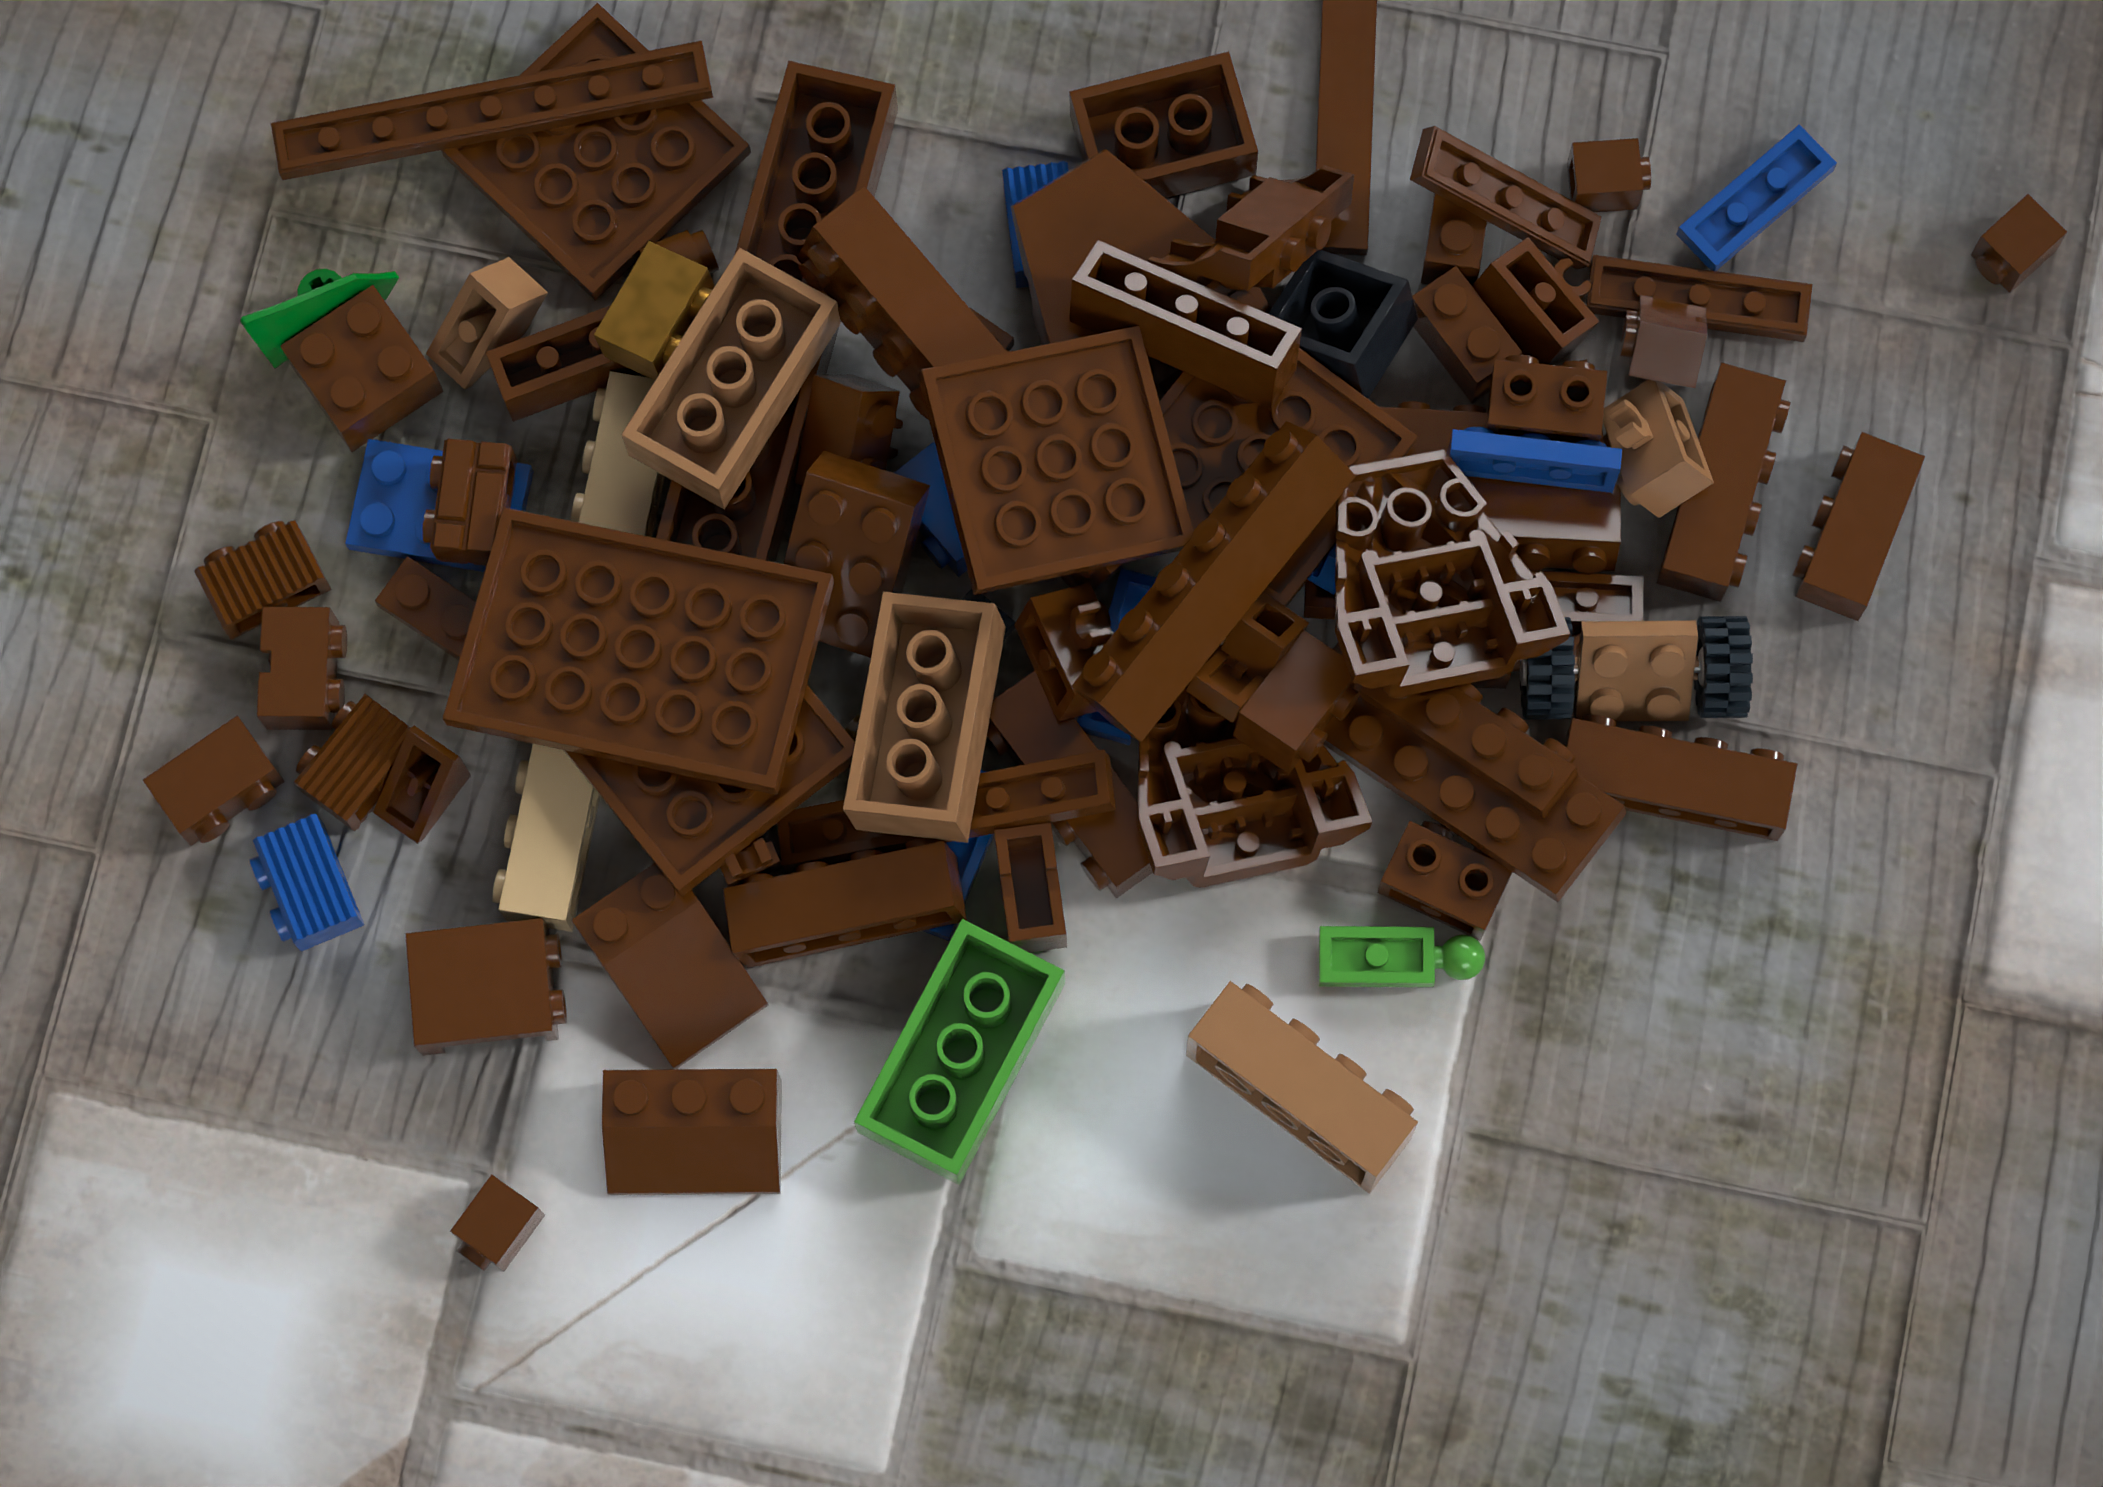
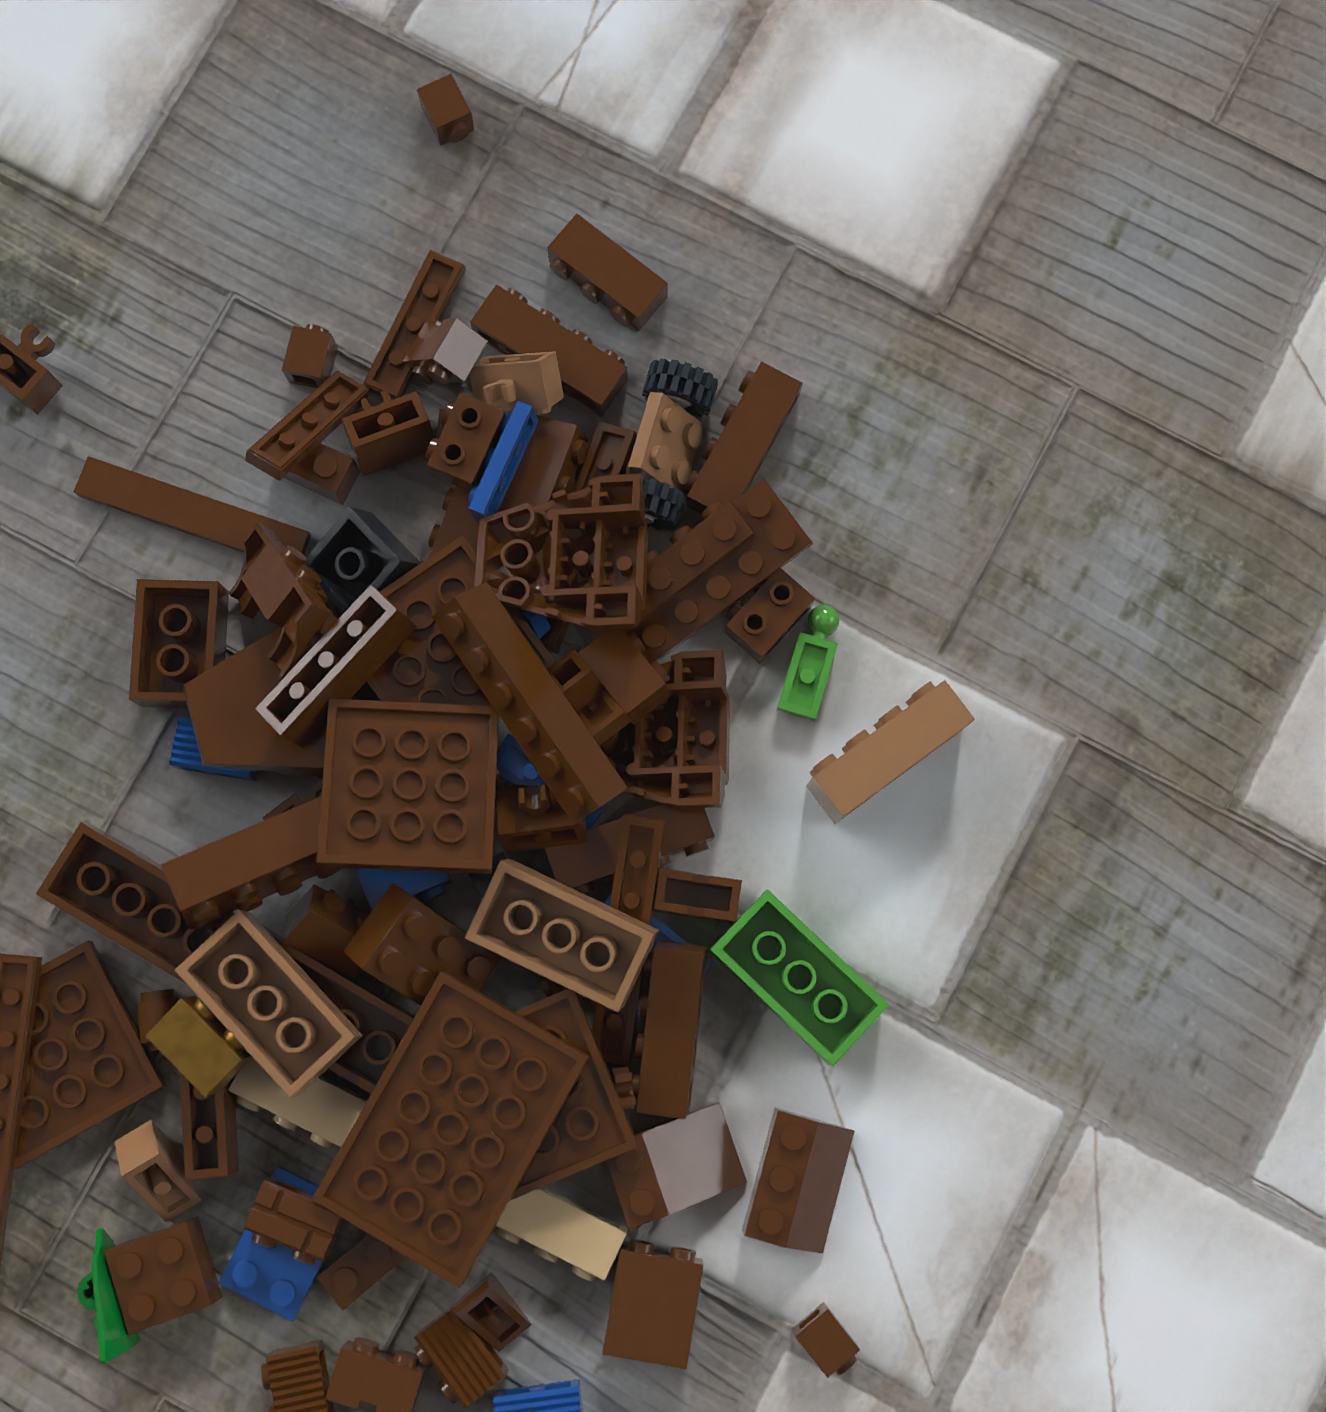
camera: 80 degrees left, 5 degrees up
(1462, 332) = (393, 484): reddish brown brick -> none
(1756, 198) = (358, 265): blue plate -> none

